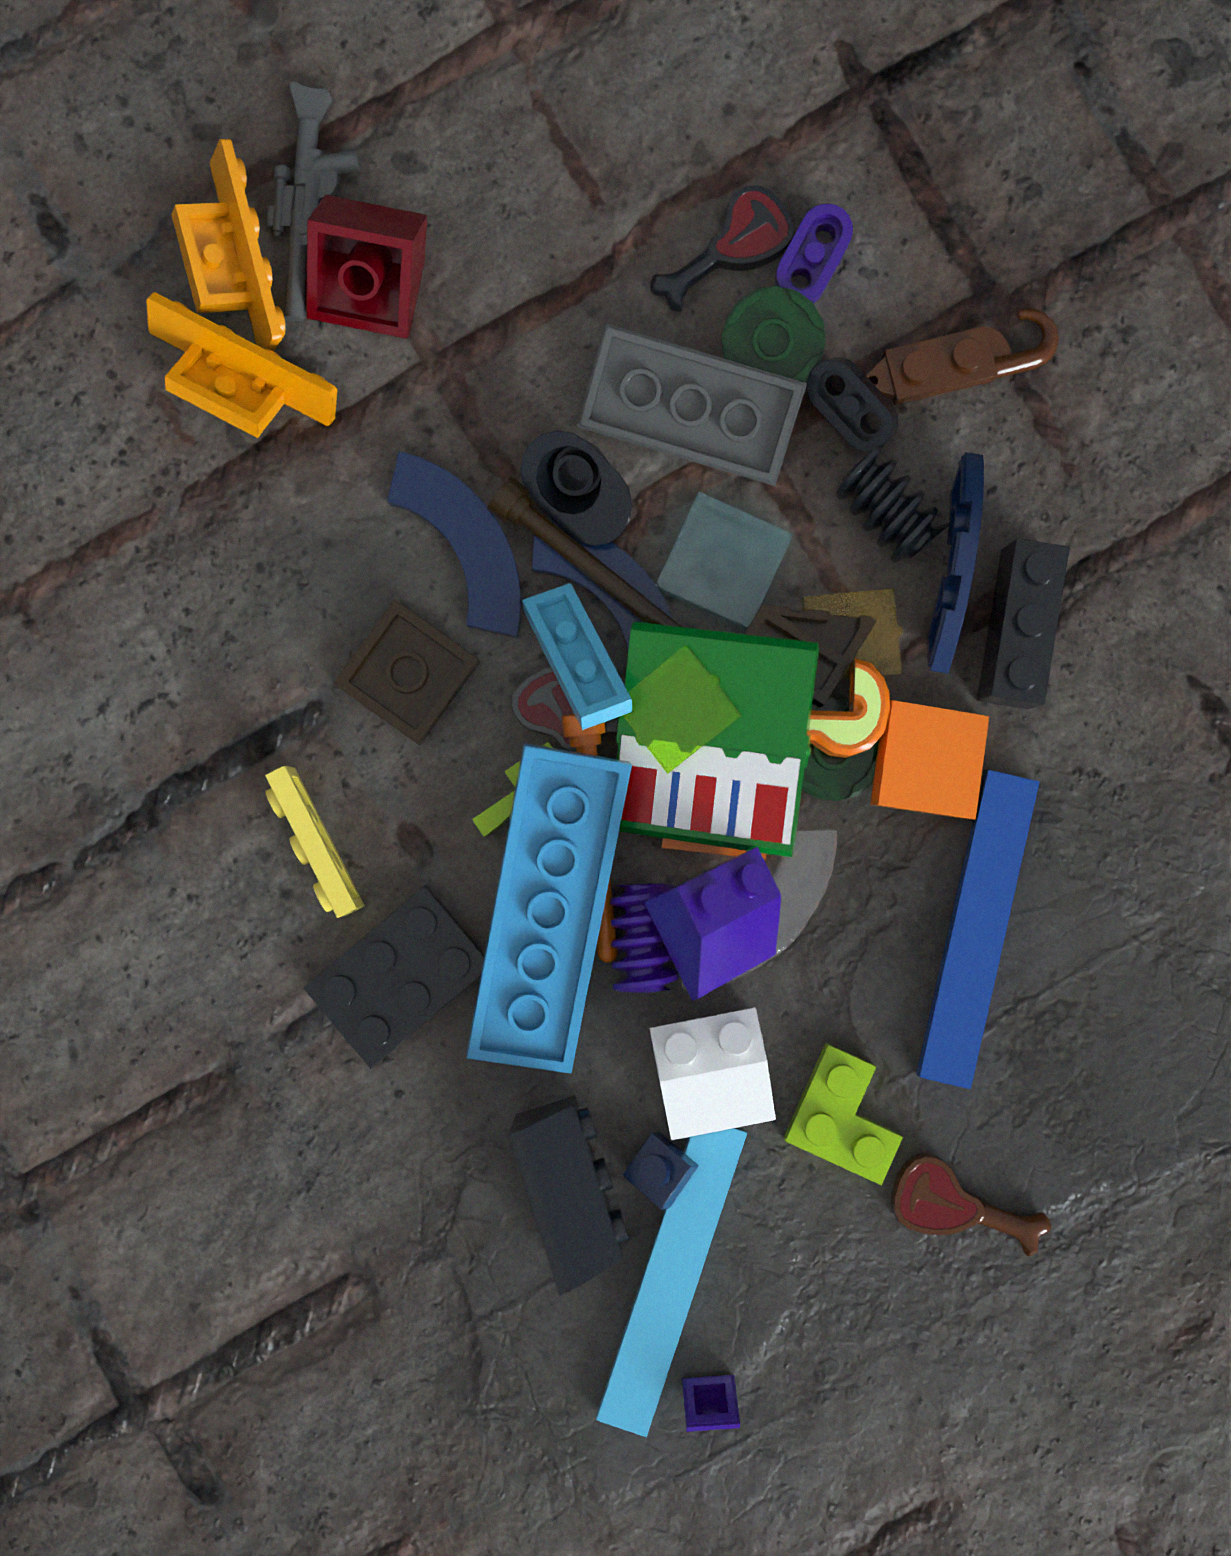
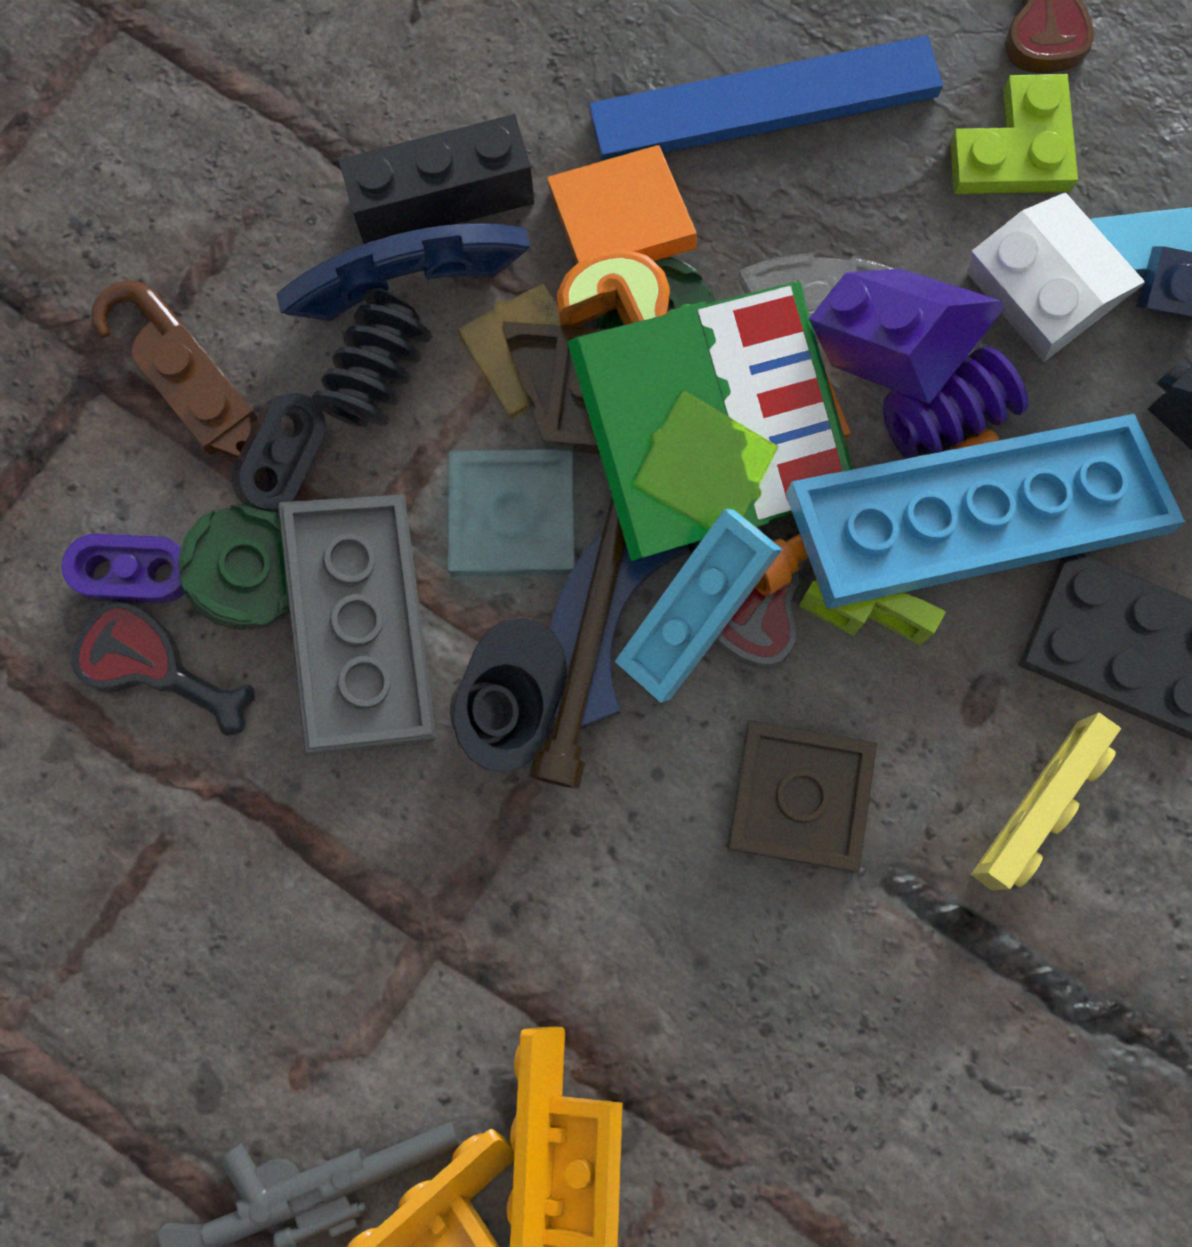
camera: 110 degrees left, 10 degrees down
(364, 265) = (355, 1076): dark red slope -> none
(472, 533) = (611, 797): dark blue tile -> none

